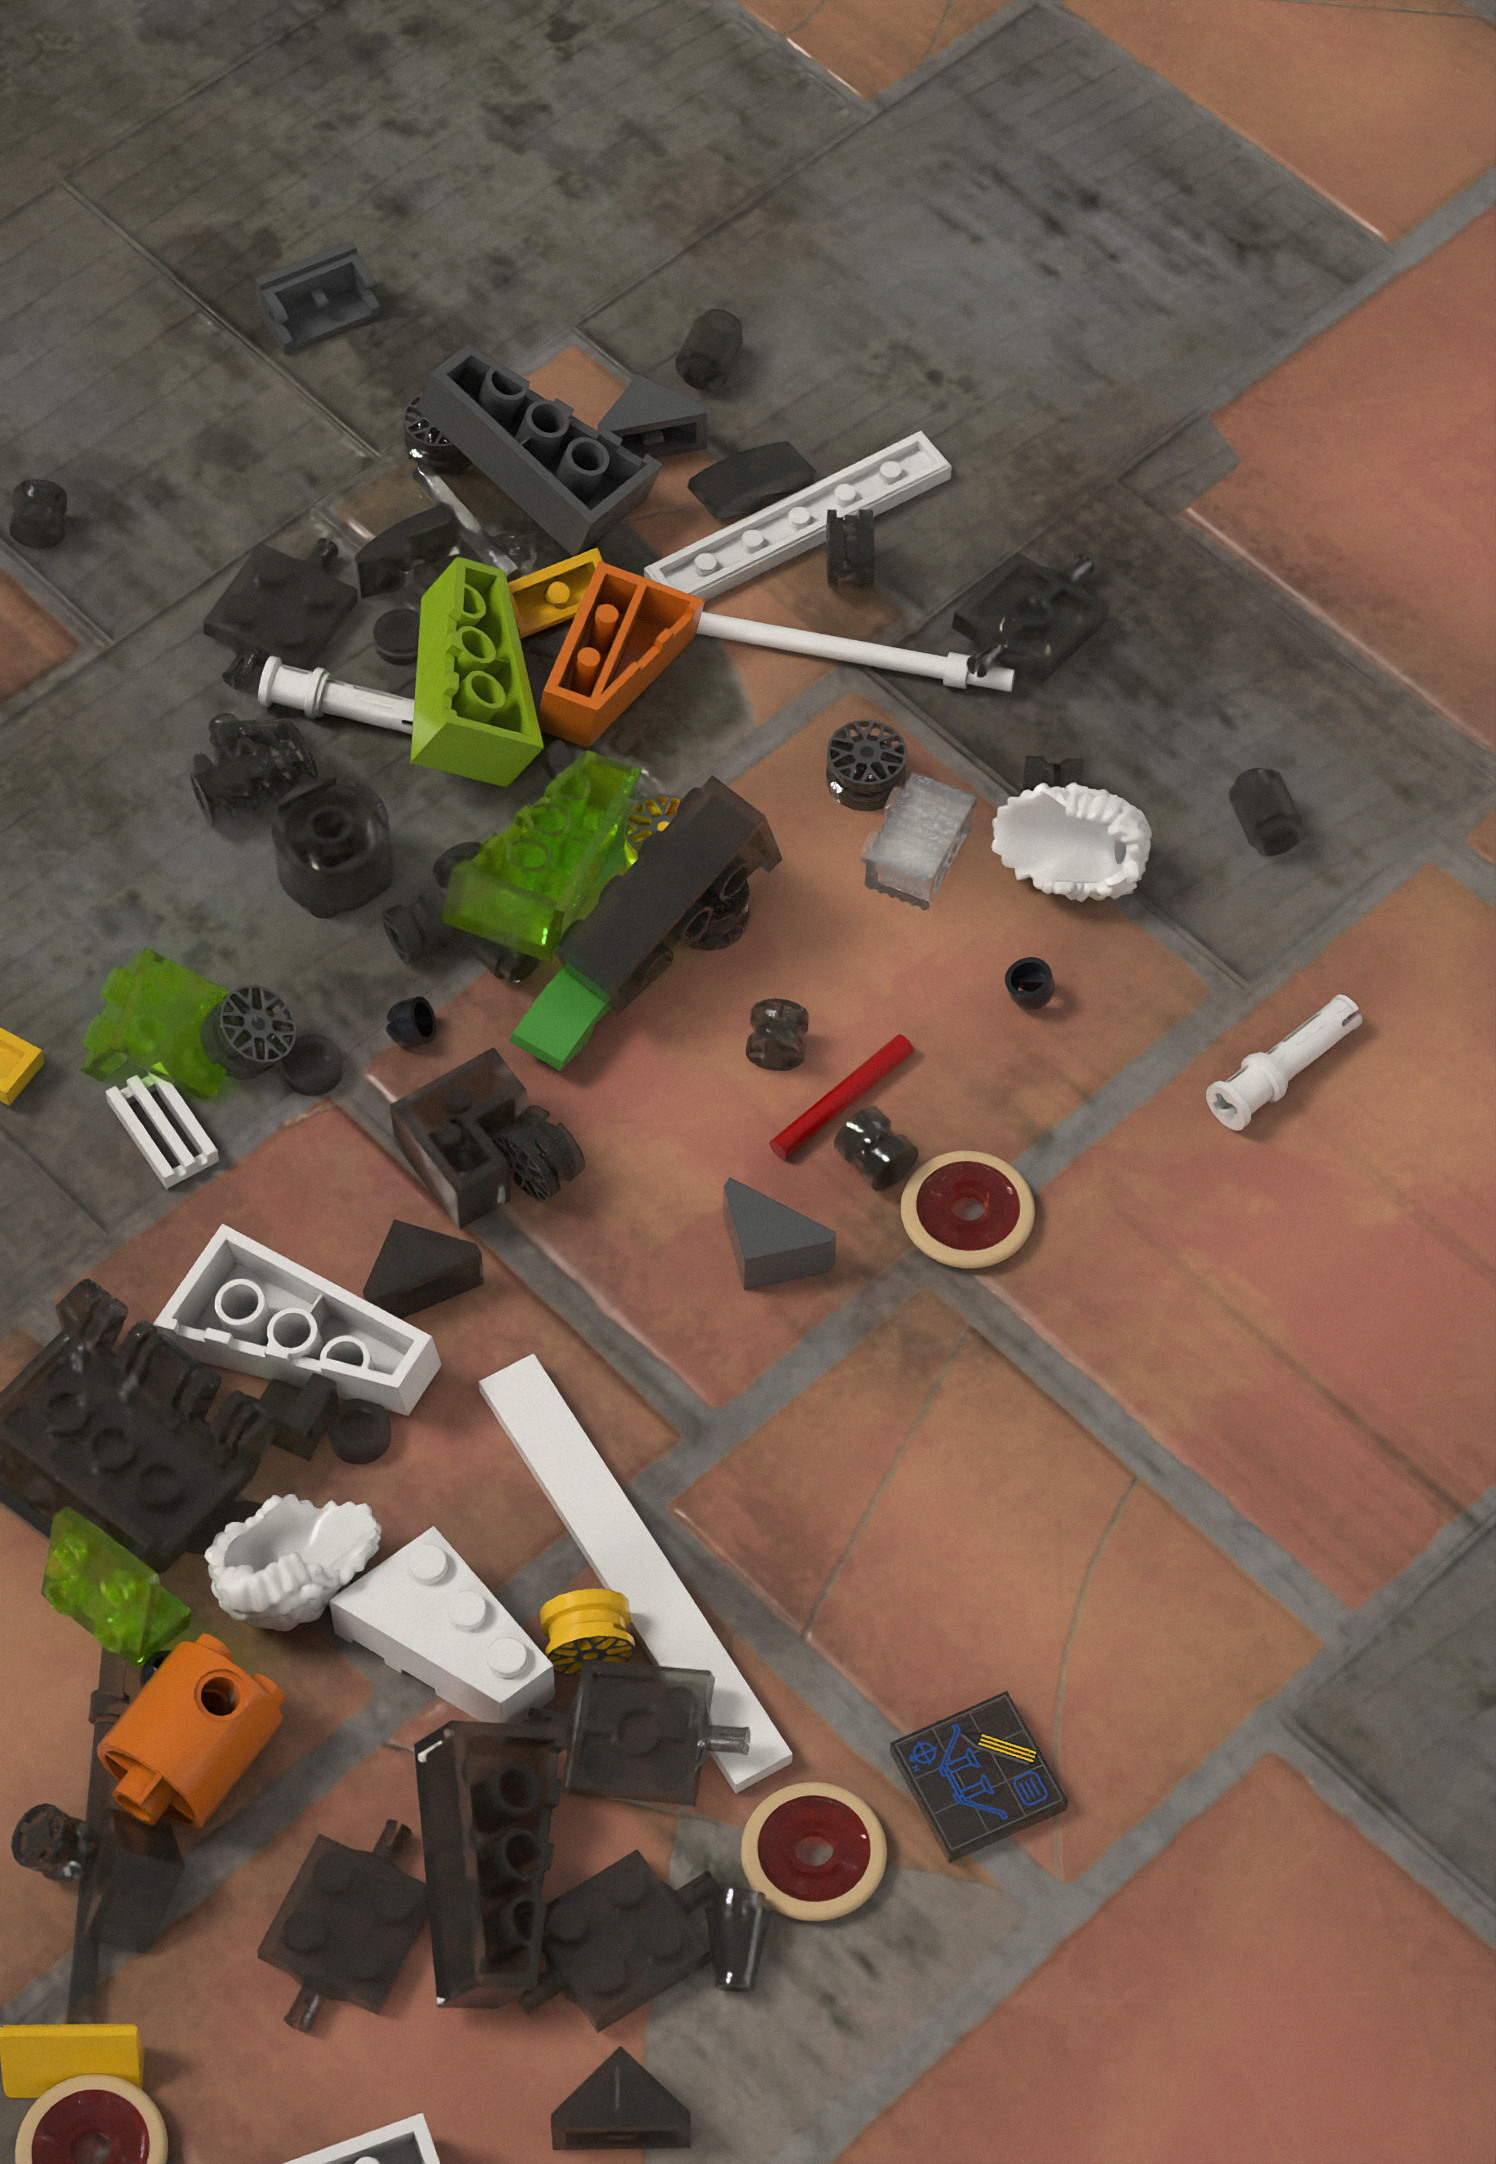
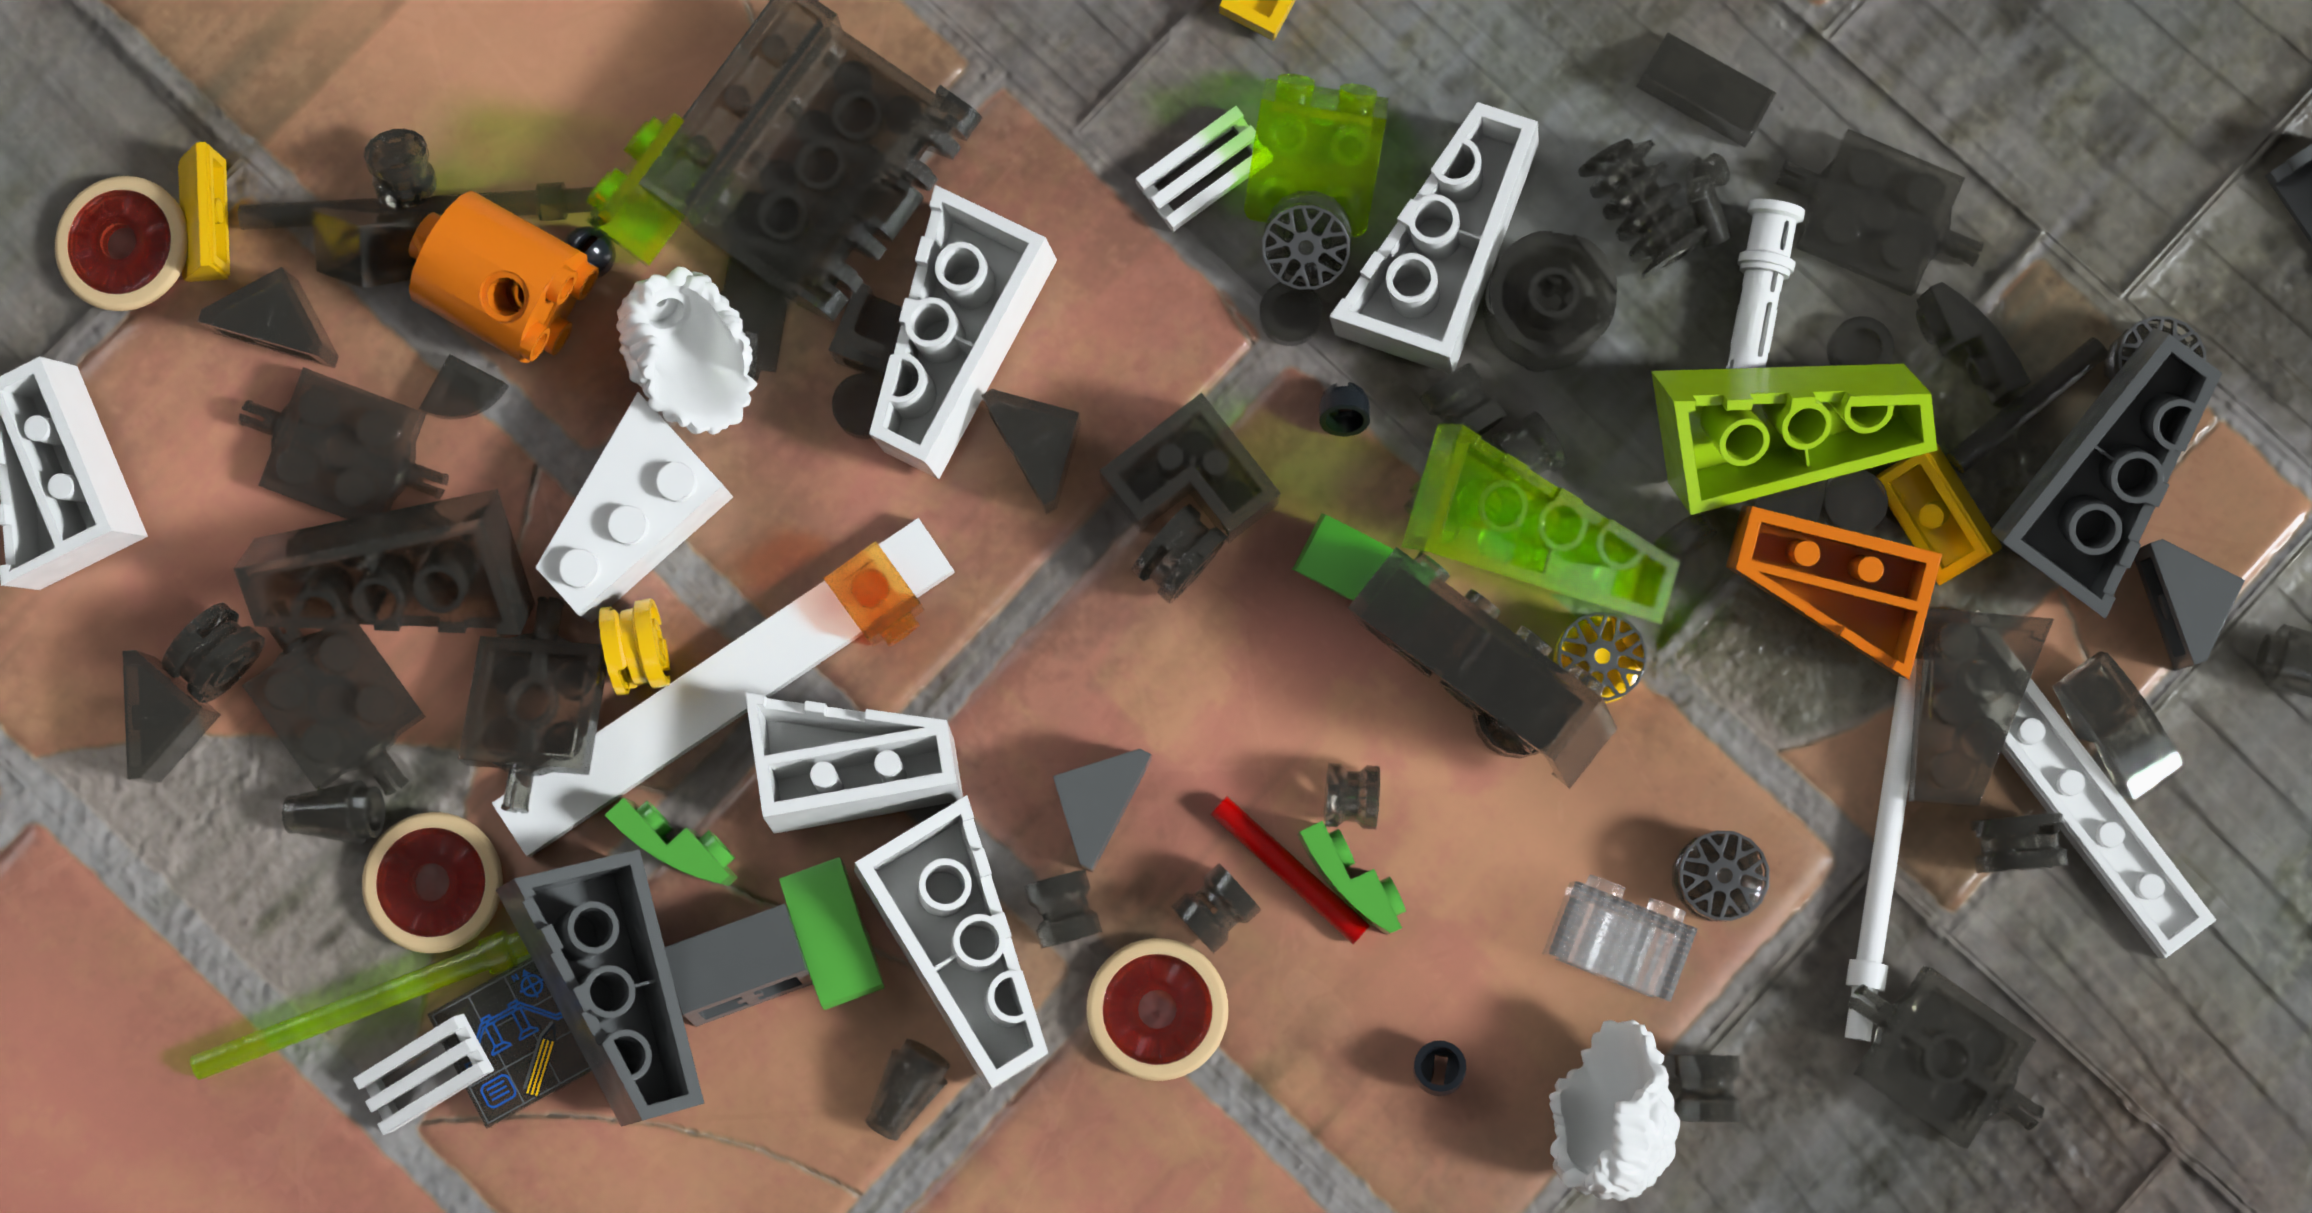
camera: 90 degrees right, 25 degrees up
(149, 729) = (1706, 89): none -> clear smoke slope
(202, 1977) = (274, 317): none -> clear smoke slope
(273, 923) = (1436, 262): none -> white wedge
(297, 1806) = (461, 391): none -> clear smoke tile
(541, 644) = (1855, 502): none -> clear smoke tile
(555, 1410) = (876, 596): none -> clear orange bracket
(557, 2045) = (213, 652): none -> clear smoke wheel
(718, 1446) = (847, 764): none -> white wedge
(729, 573) = (1966, 699): none -> clear smoke wing
(797, 1600) = (688, 852): none -> bright green slope
(869, 1027) = (1368, 896): none -> bright green slope
(870, 1273) = (1063, 908): none -> clear smoke wheel
(884, 1471) = (831, 933): none -> bright green slope
(891, 1793) = (494, 953): none -> clear neon green bar
(902, 1355) = (951, 927): none -> white wedge
(911, 1557) = (737, 966): none -> dark grey hinge
(927, 1657) = (611, 979): none -> dark grey wedge
(1035, 1847) = (383, 1097): none -> white tile
(1037, 1418) = (906, 1088): none -> clear smoke cone

